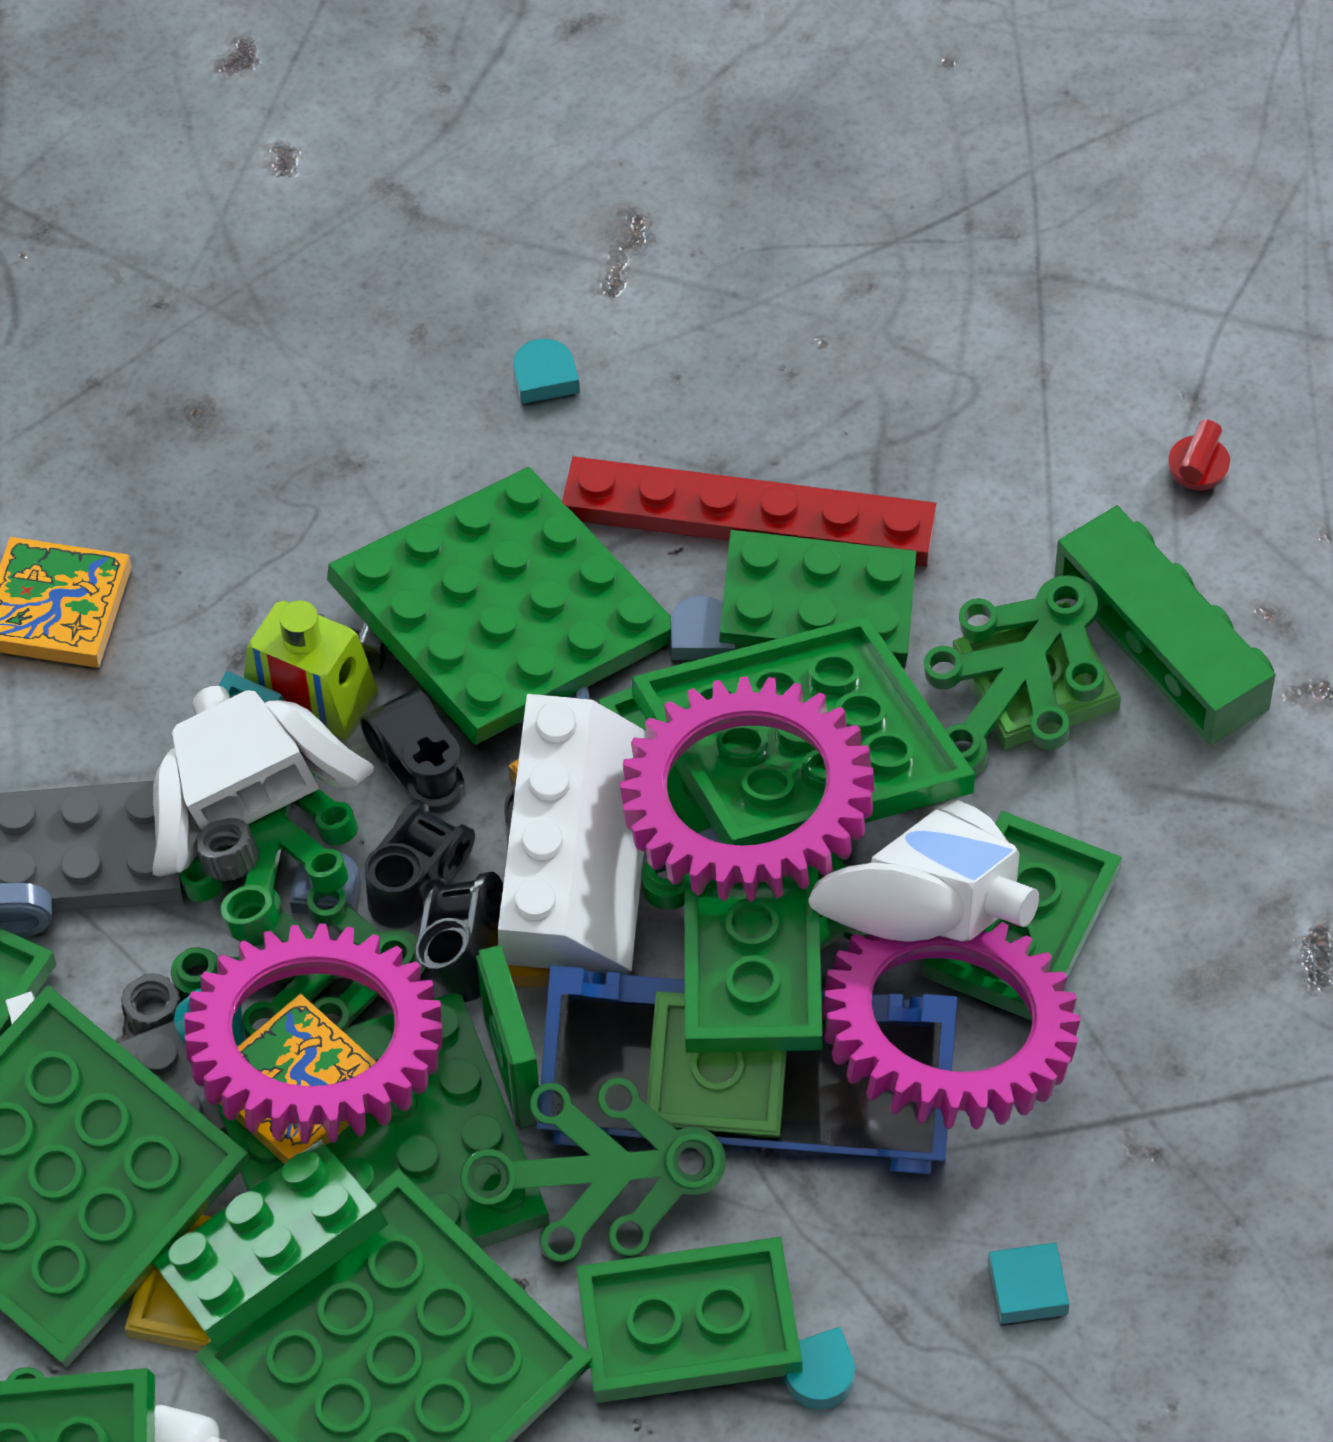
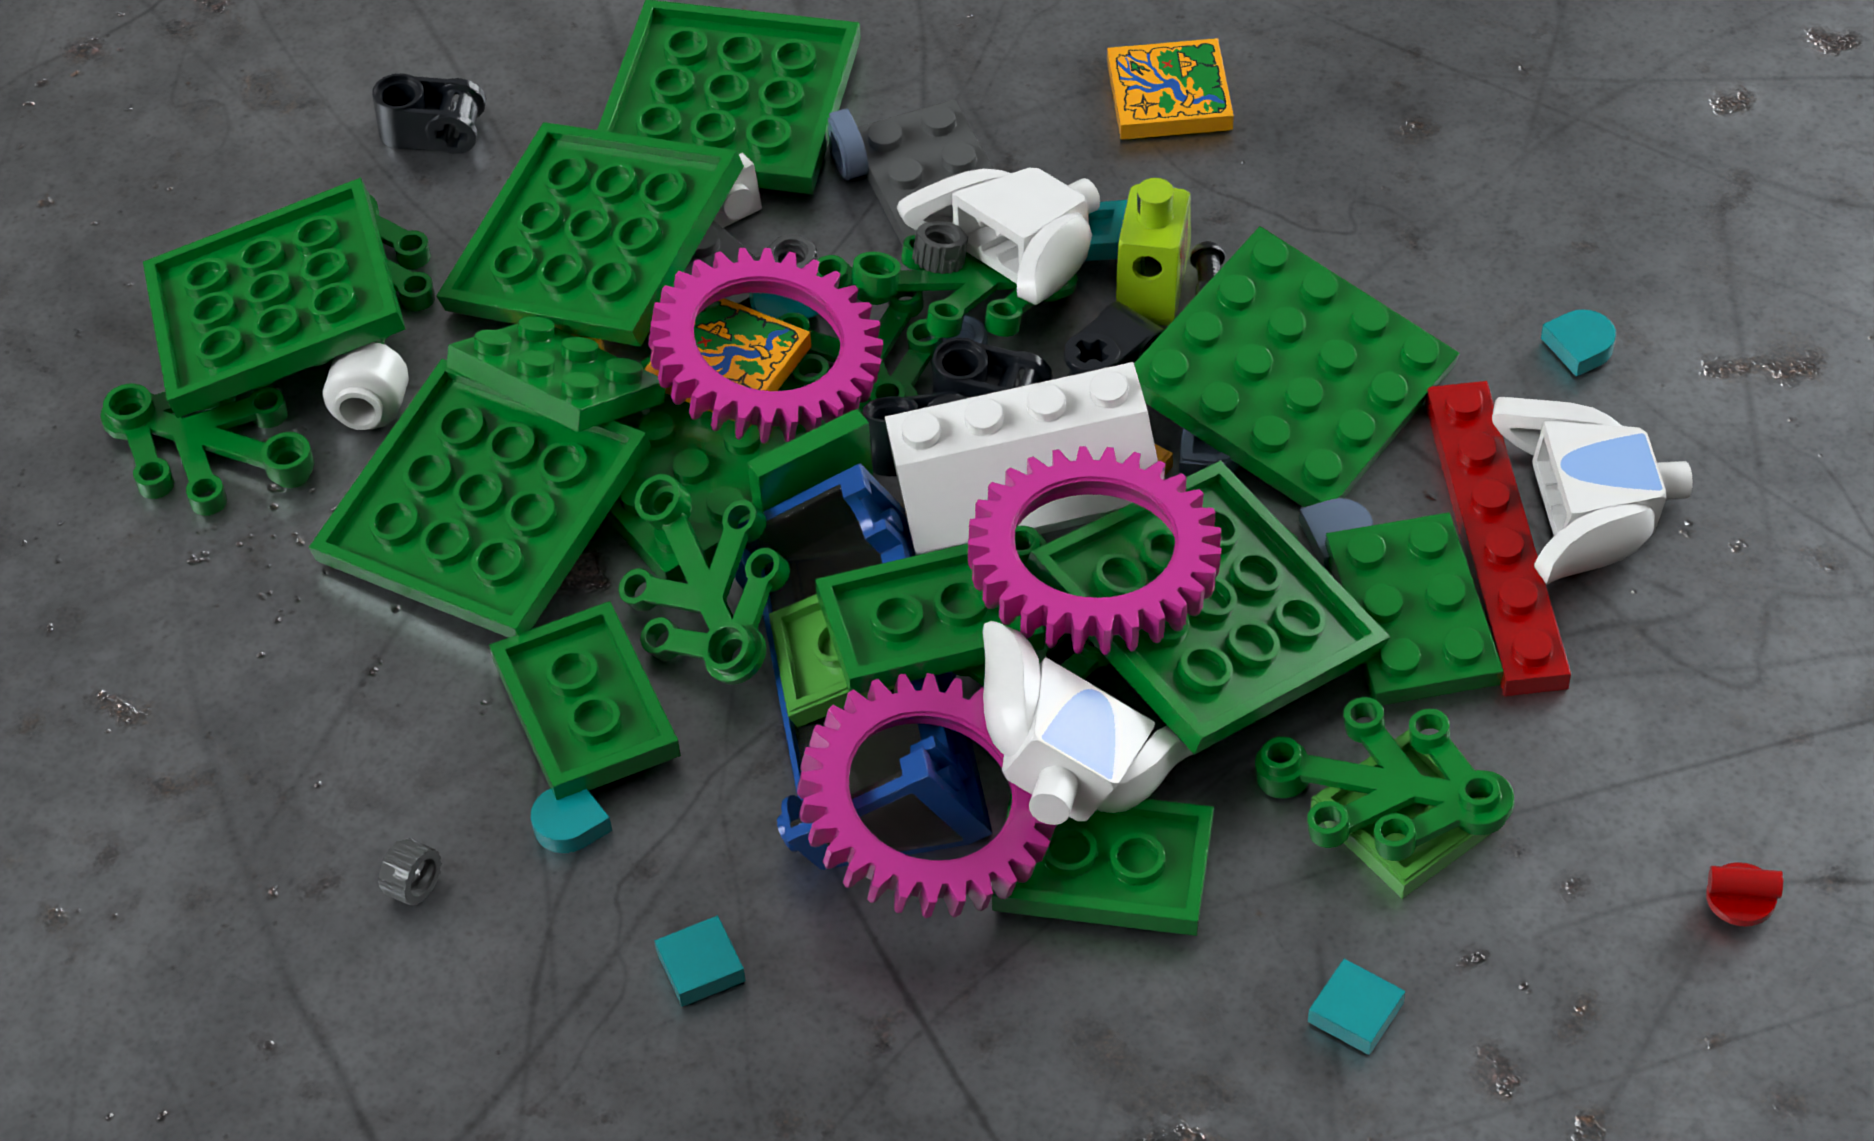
camera: 75 degrees right, 5 degrees down
(735, 413) = (1593, 479): none -> white torso
(1168, 625) = (1506, 901): green brick -> none
(1229, 771) = (1356, 1006): none -> teal tile

